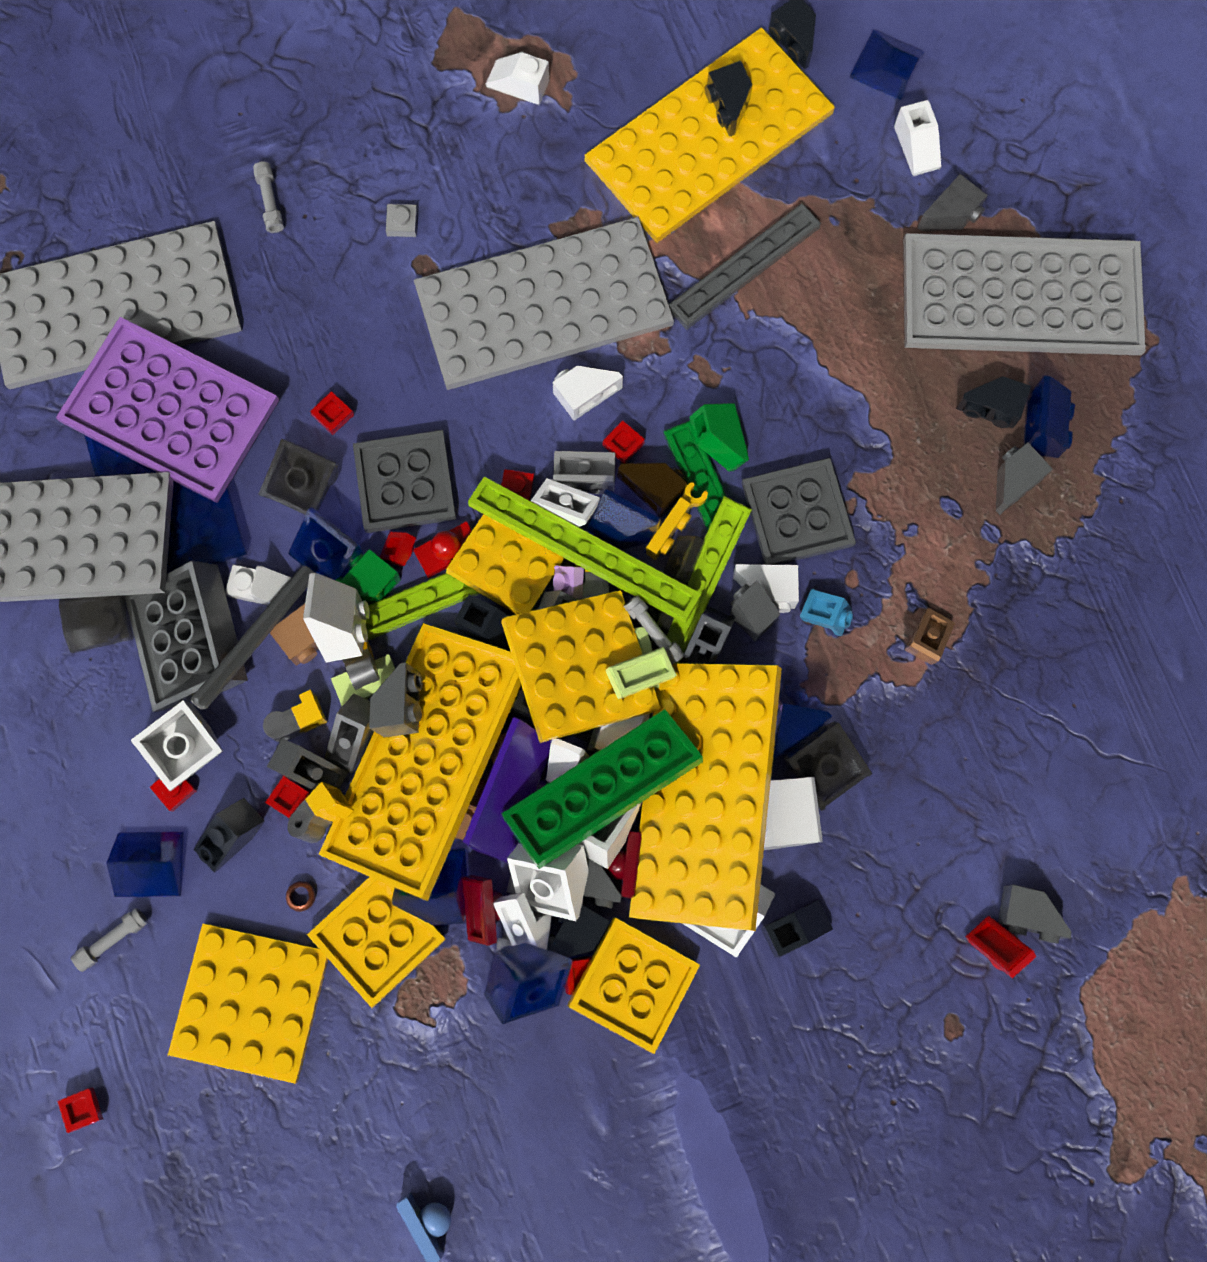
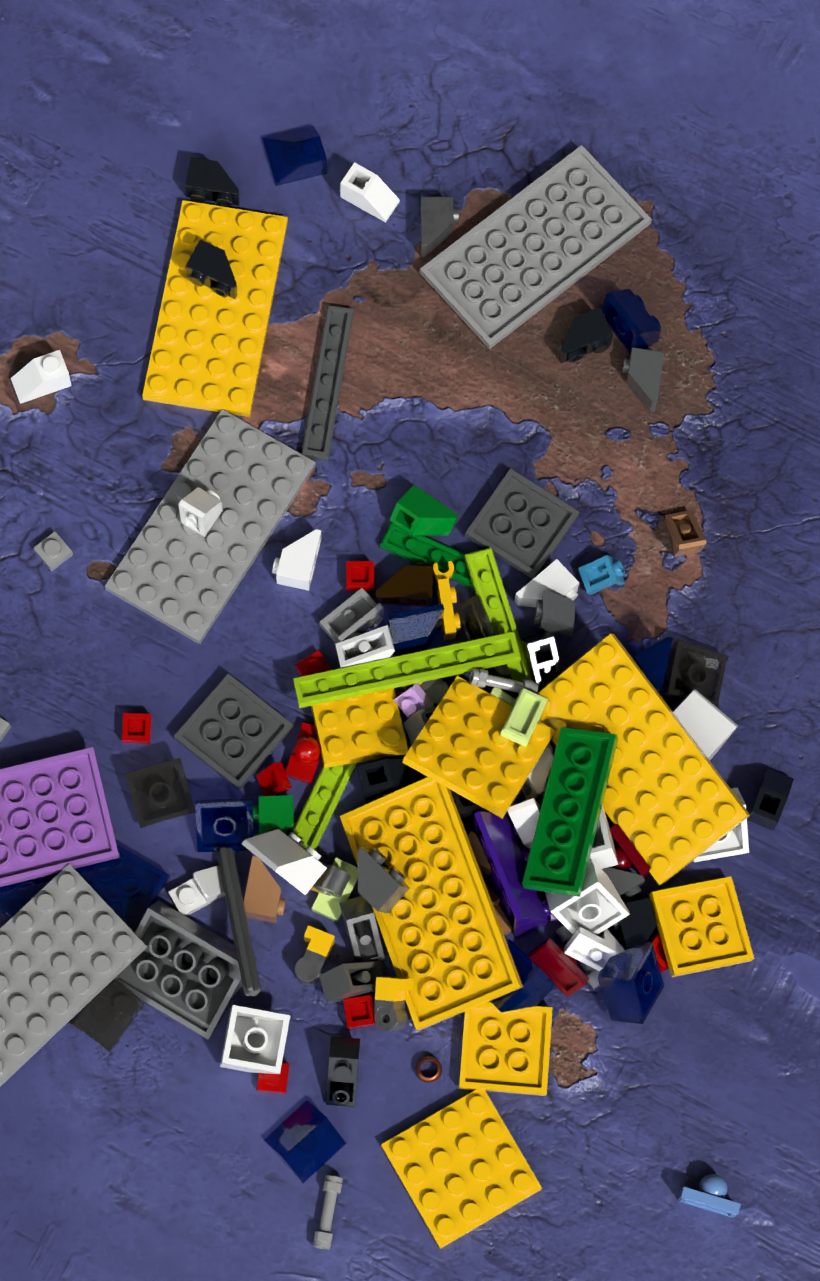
camera: 45 degrees left, 5 degrees down
(538, 276) = (200, 510): none -> white slope

